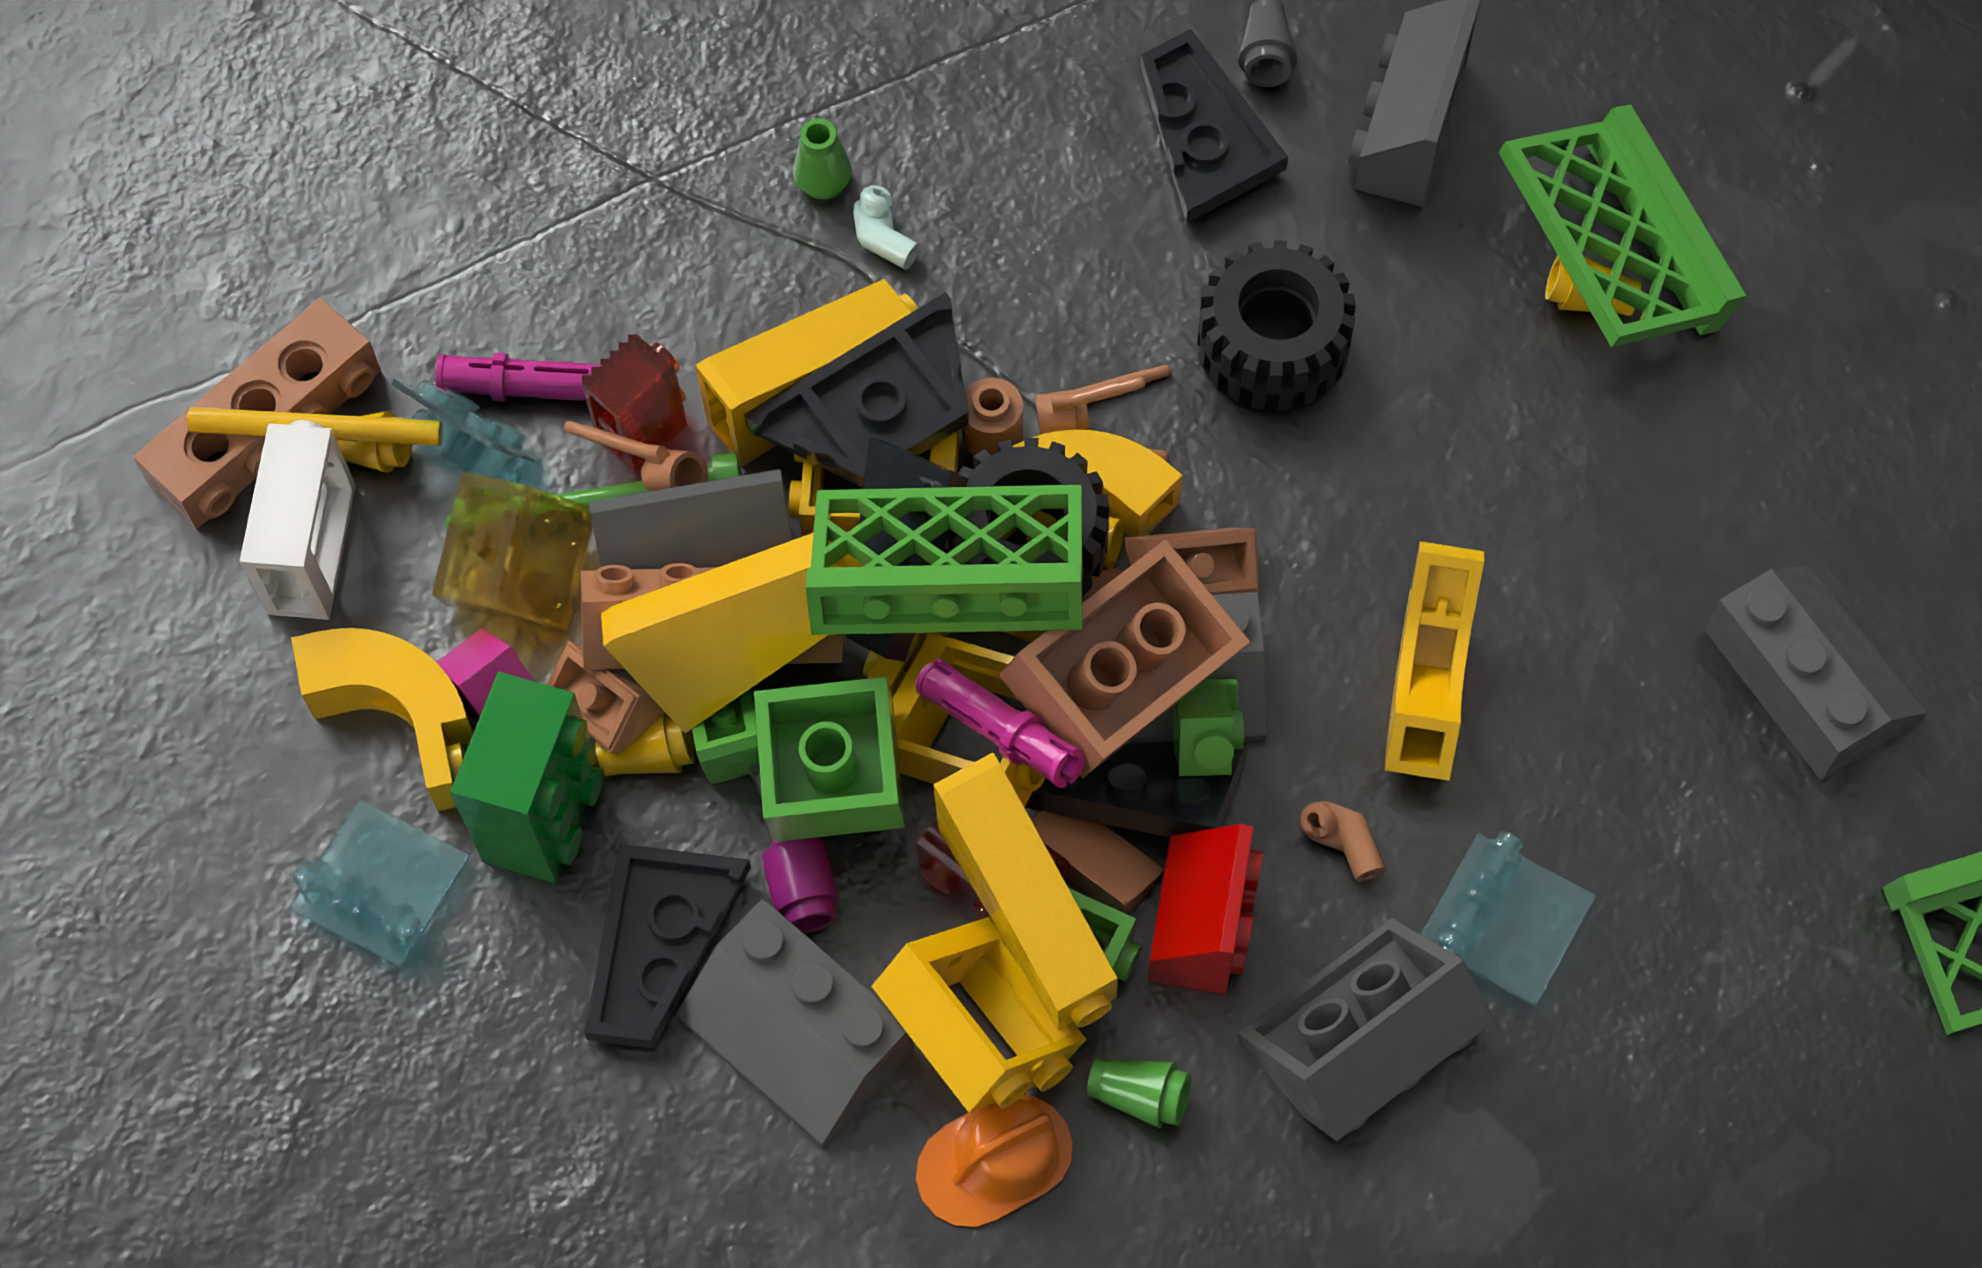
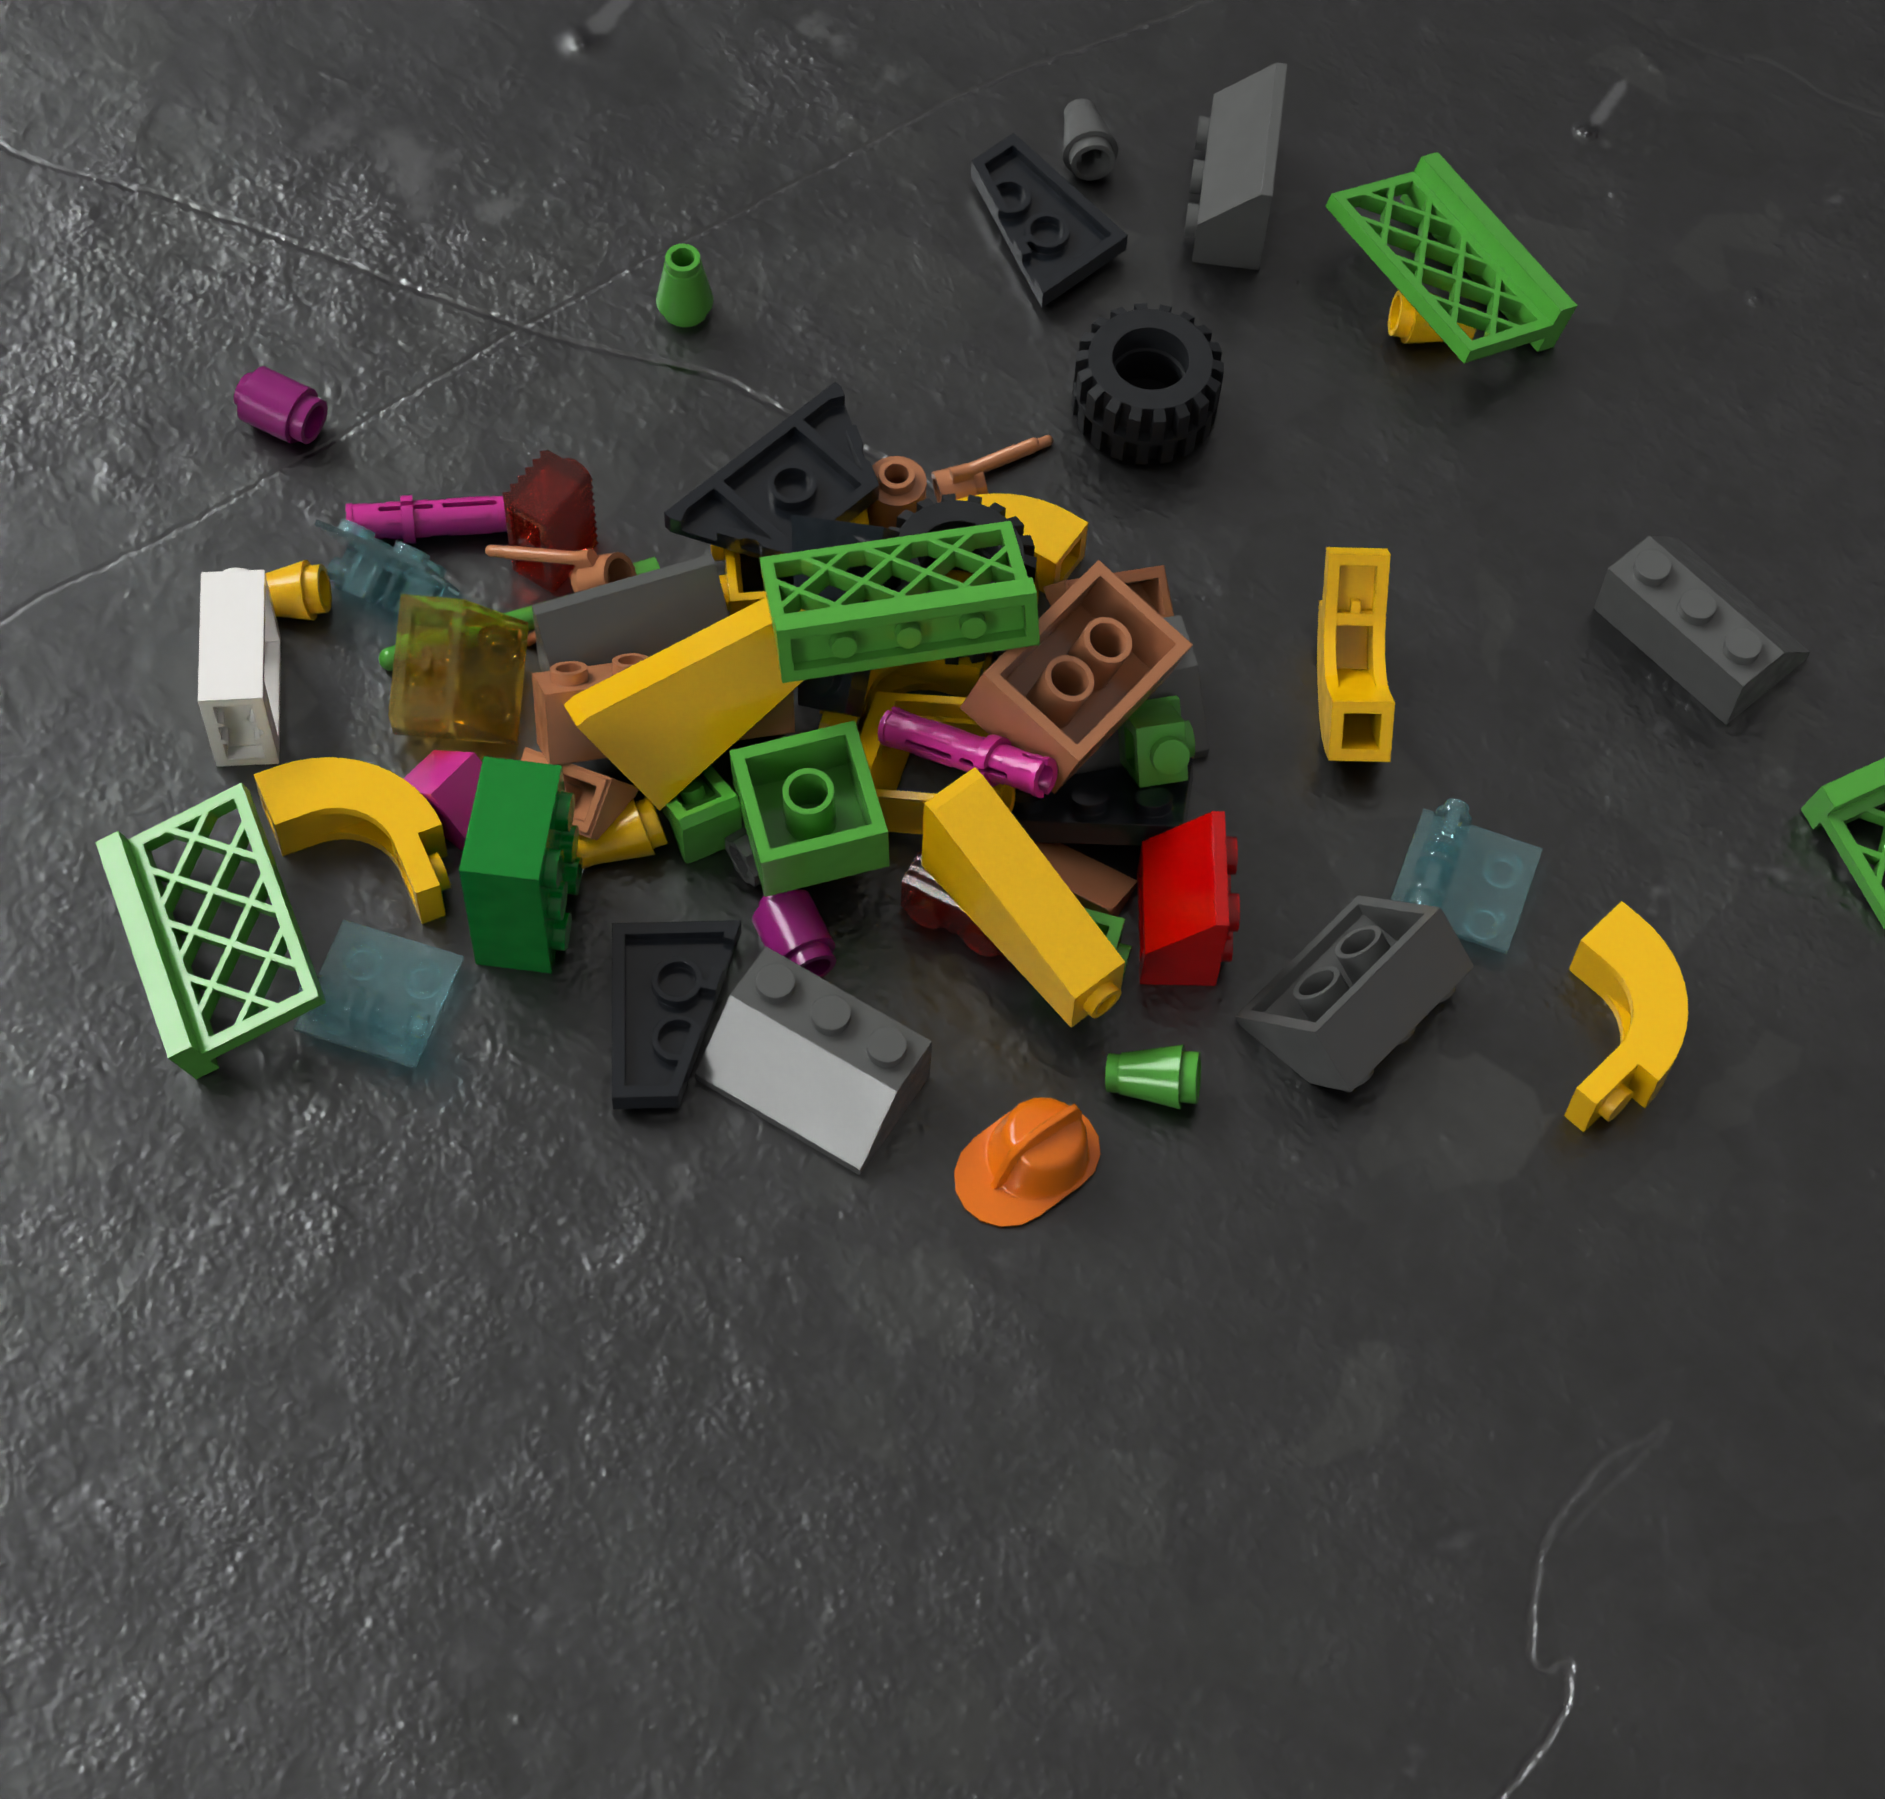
camera: 15 degrees left, 5 degrees down
(172, 817) = (167, 961): none -> fence
(265, 381) = (143, 589): nougat brick -> none
(343, 427) = (278, 576): yellow bar -> none
(395, 239) = (280, 406): none -> magenta brick
(780, 357) = (677, 465): yellow slope -> none
(876, 229) = (748, 347): light aqua arm -> none
(950, 1038) = (992, 1023): yellow window -> none
(1345, 832) = (1300, 824): nougat arm -> none
(1674, 1081) = (1646, 991): none -> yellow arch

